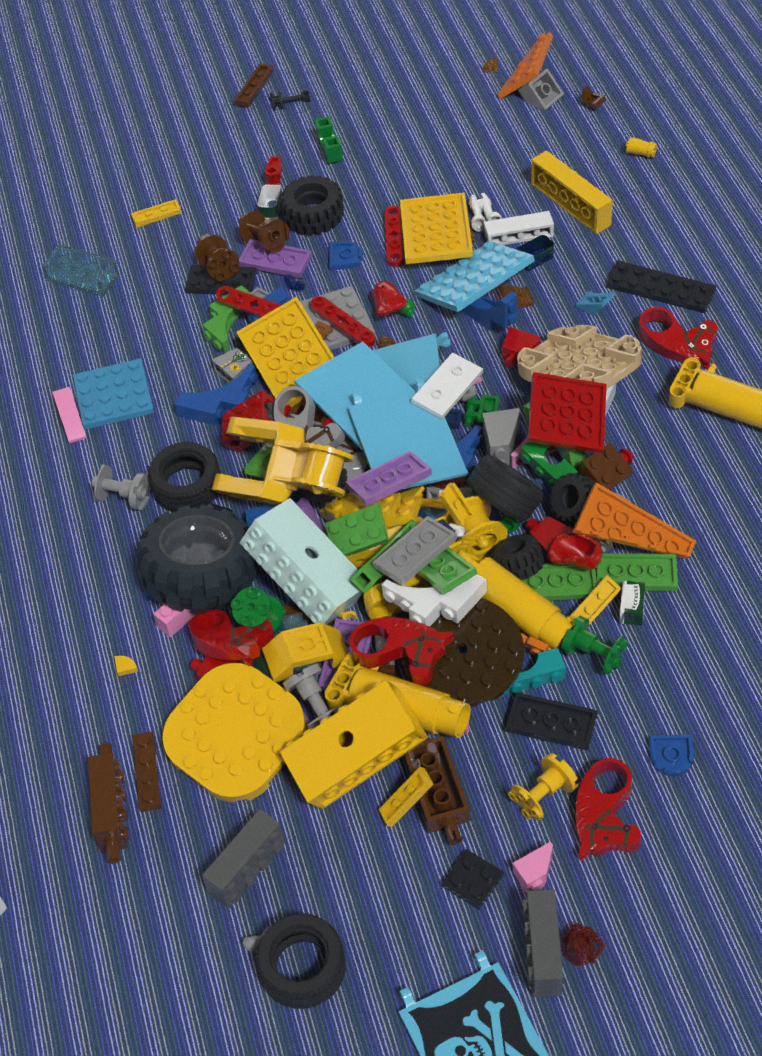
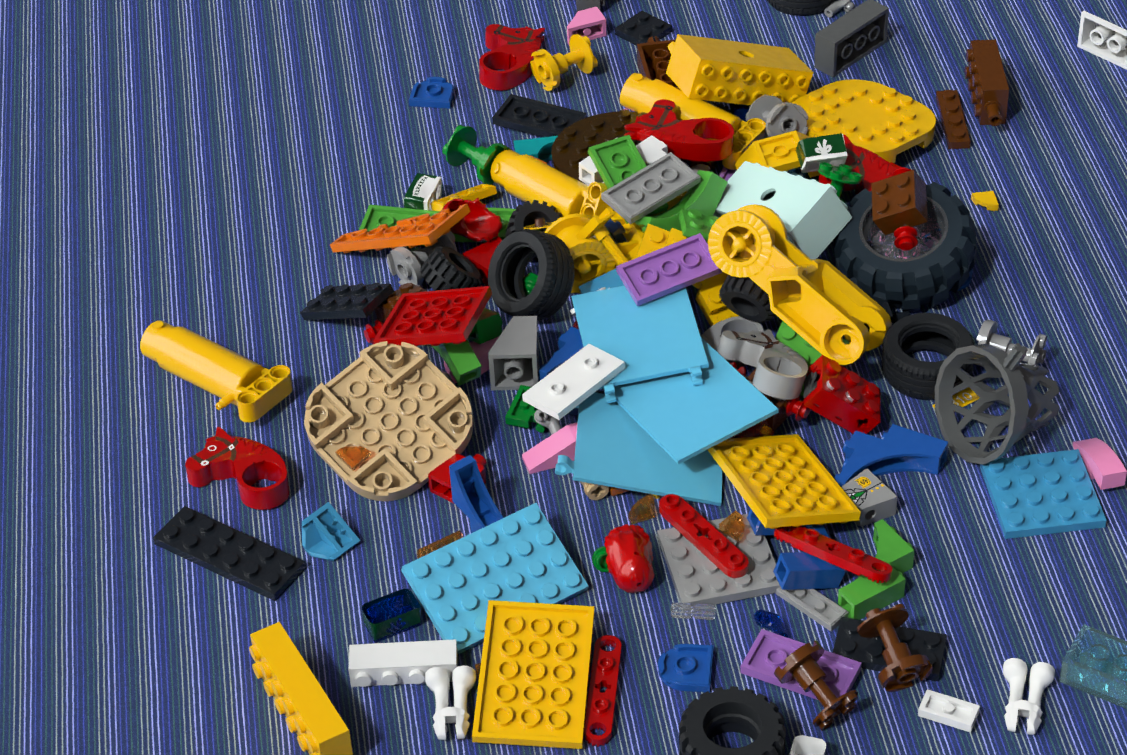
camera: 175 degrees left, 10 degrees down
(123, 418) = (1019, 384): none -> dark grey piece
(144, 267) = (1040, 677): none -> white piece
(182, 245) = (948, 710): none -> white plate
(197, 537) = (900, 205): none -> reddish brown brick
(275, 628) = (821, 149): none -> piece
(336, 285) = (699, 611): none -> clear piece
(509, 537) = (539, 223): none -> piece
(597, 338) = (353, 456): none -> clear orange tile
(654, 468) = (346, 301): none -> black plate

